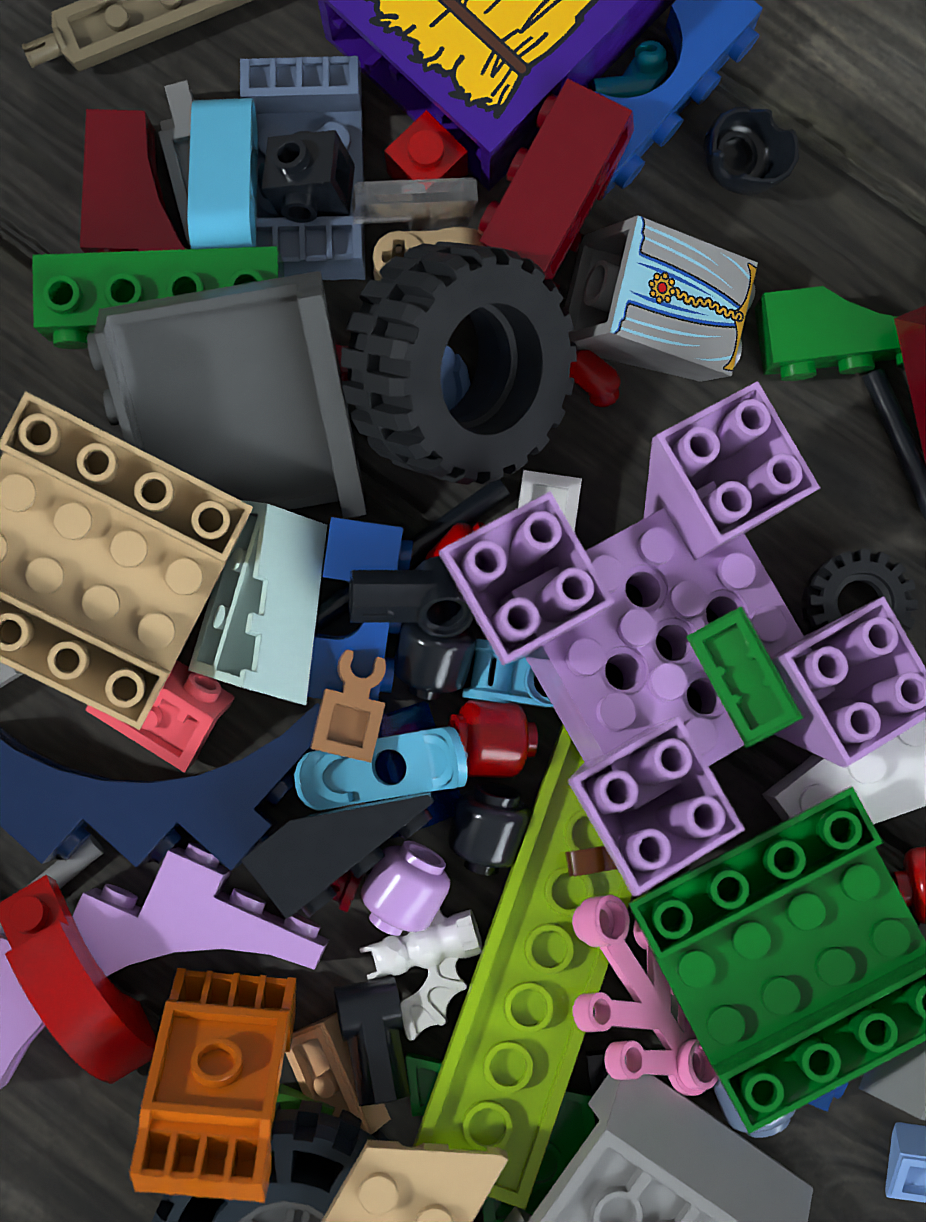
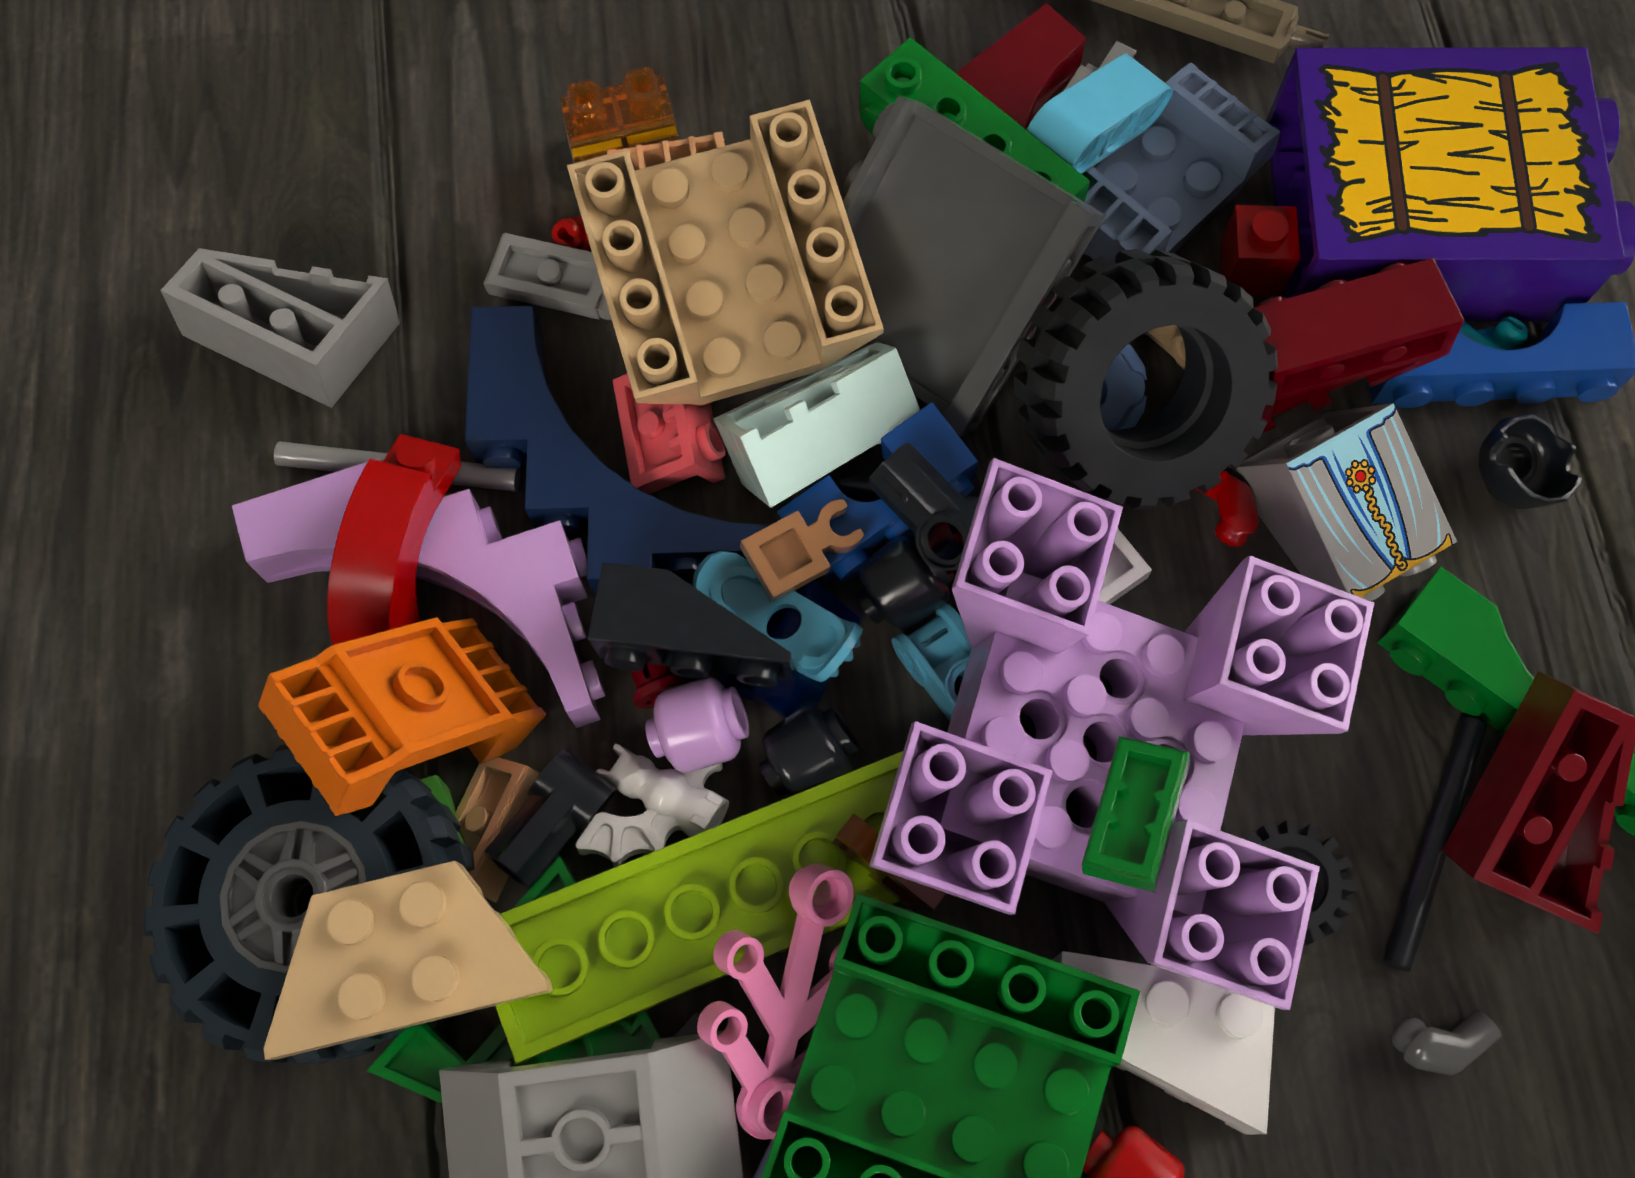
camera: 45 degrees right, 15 degrees down
(307, 175) = (1162, 169): black brick -> none
(420, 203) = (1223, 245): clear tile -> none
(495, 737) = (881, 689): red head -> none

